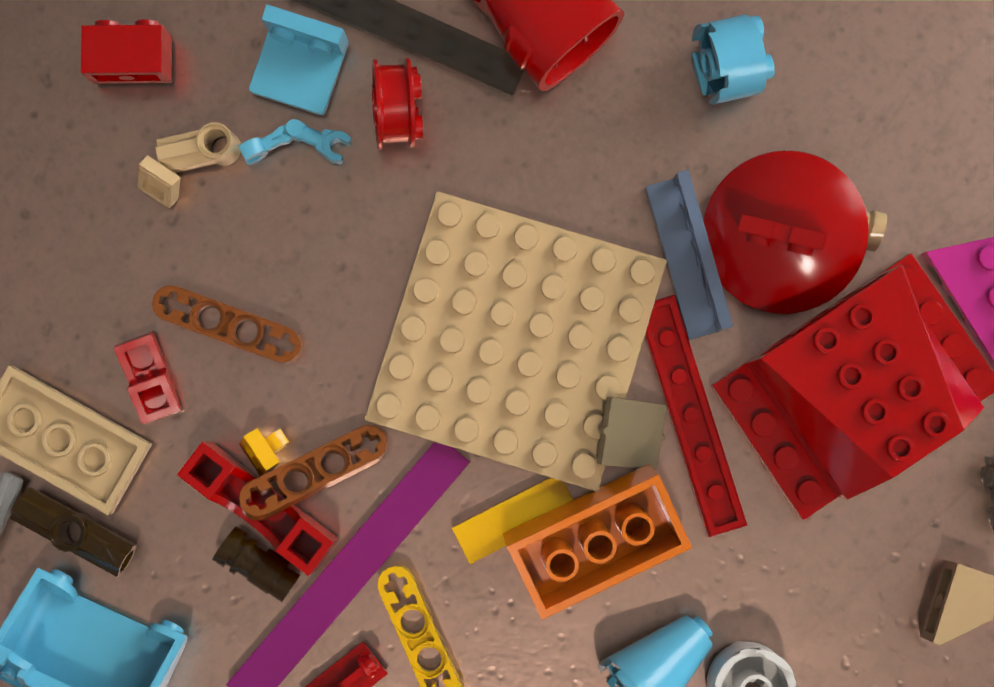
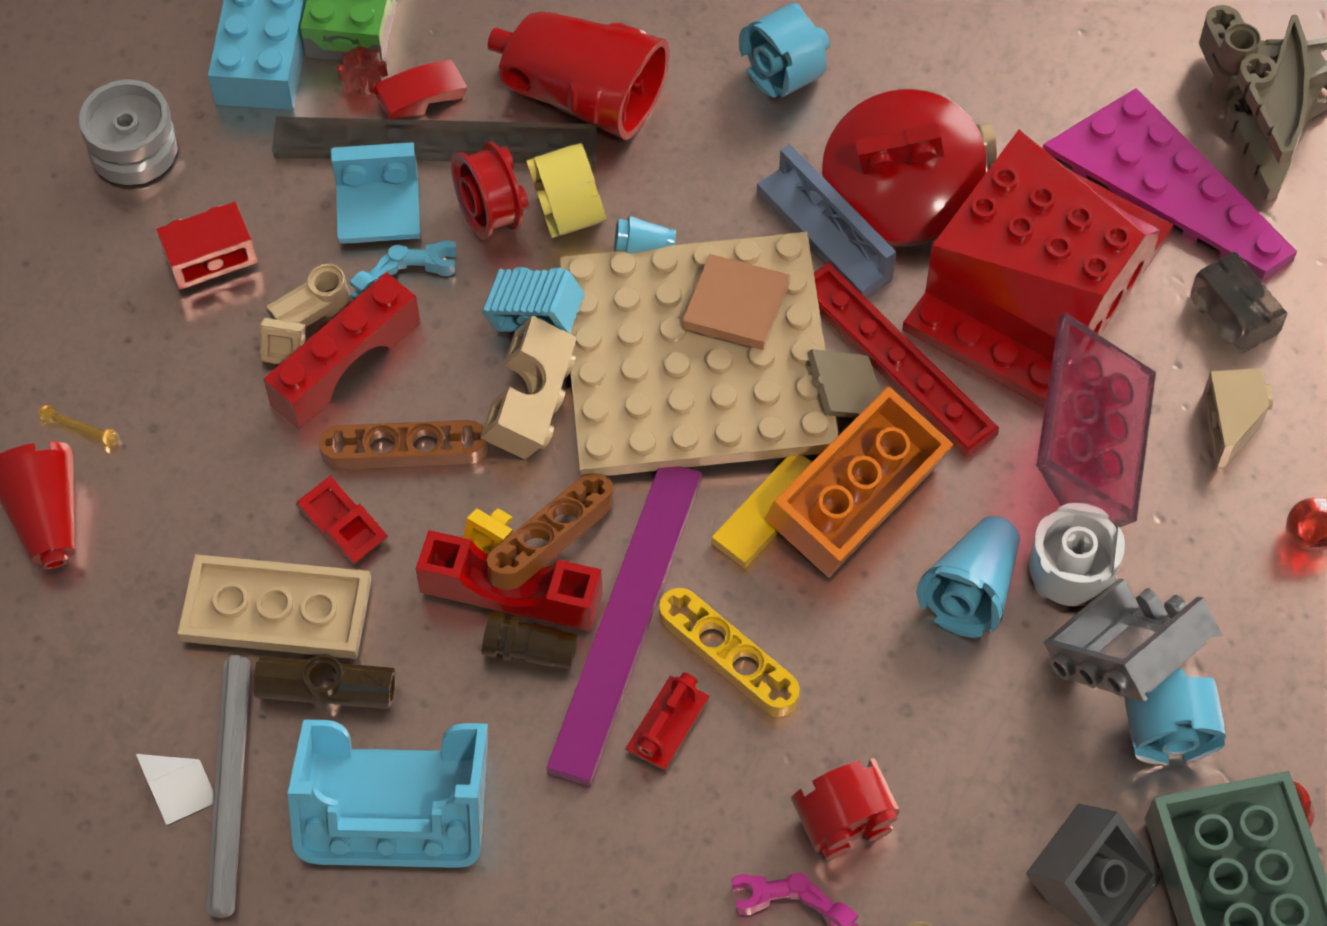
camera: 25 degrees left, 25 degrees down
(178, 223) = (308, 376): none -> red arch
(339, 352) = (543, 360): none -> tan arch
(390, 235) = (524, 293): none -> medium azure brick
(467, 131) = (566, 190): none -> light yellow brick
(518, 201) = (639, 236): none -> medium azure cone
(568, 315) = (736, 301): none -> nougat tile
(828, 586) = (1095, 423): none -> clear pink slope

